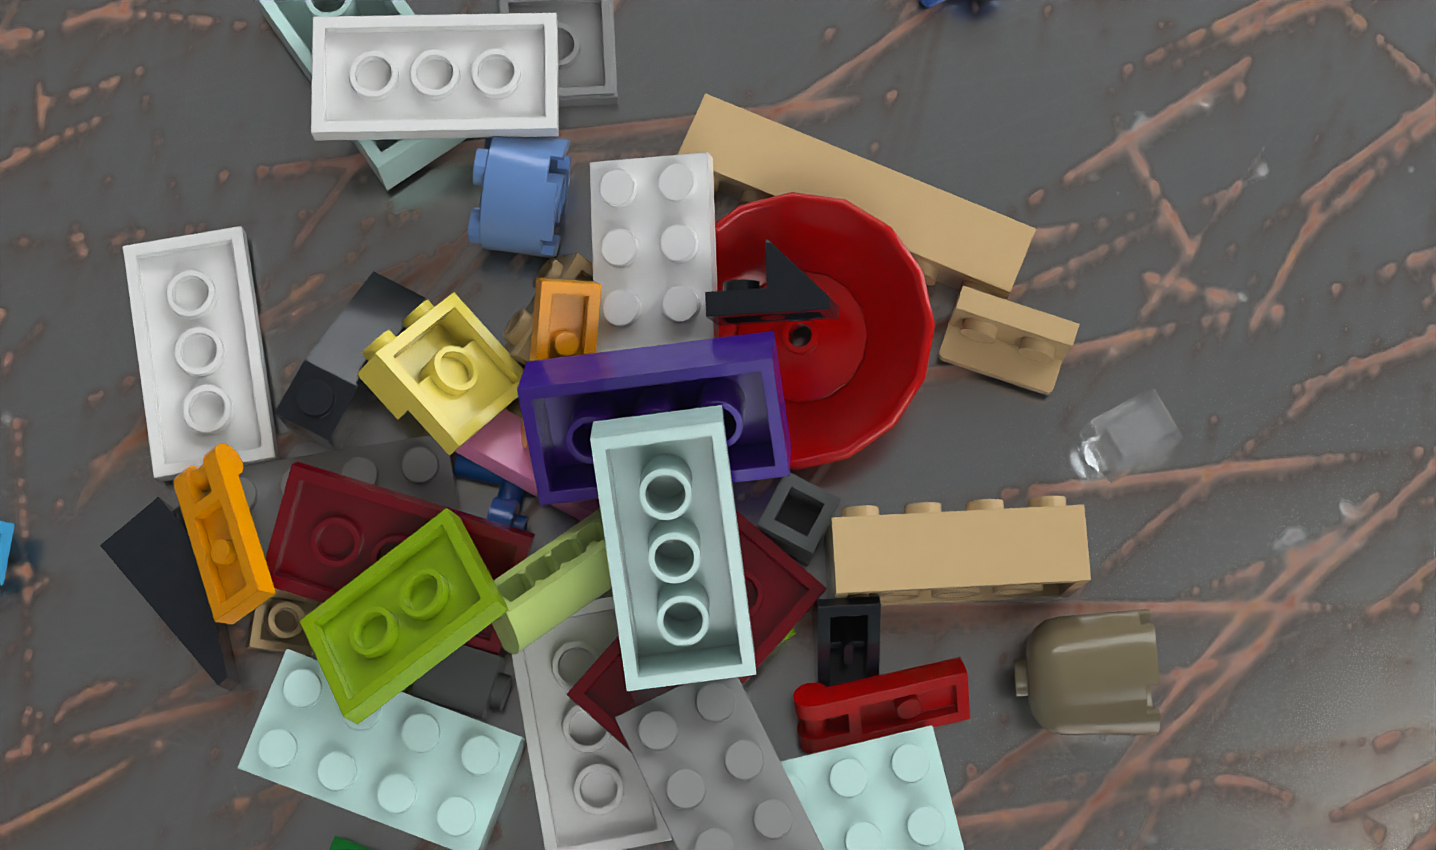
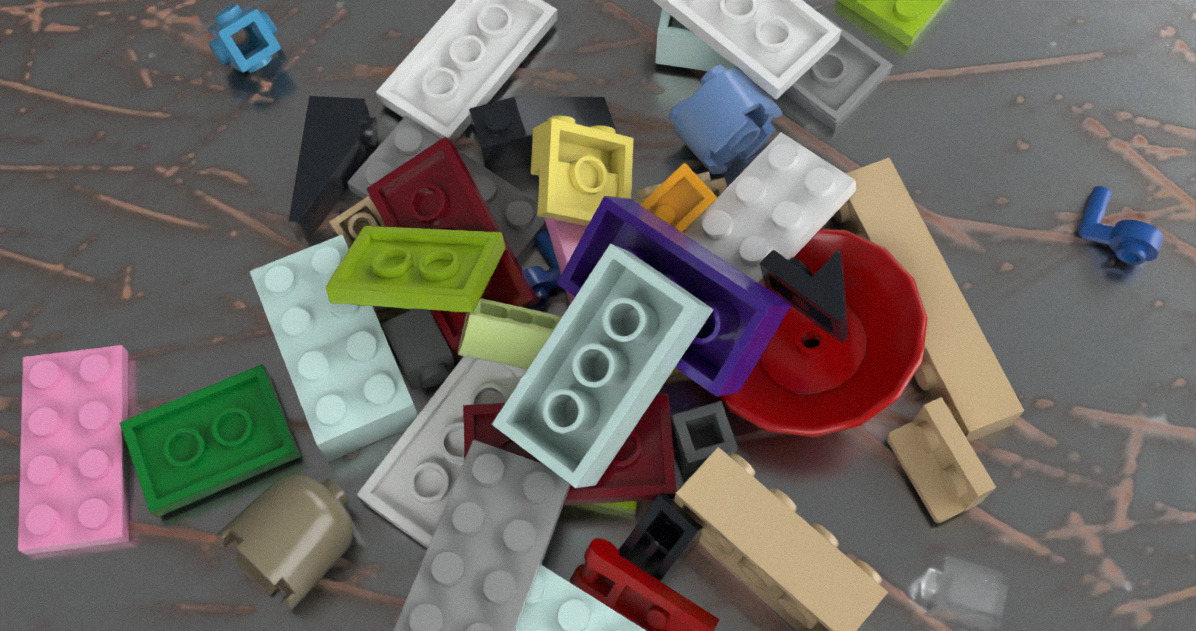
camera: 50 degrees right, 10 degrees down
(224, 535) = (374, 146): light orange plate -> none

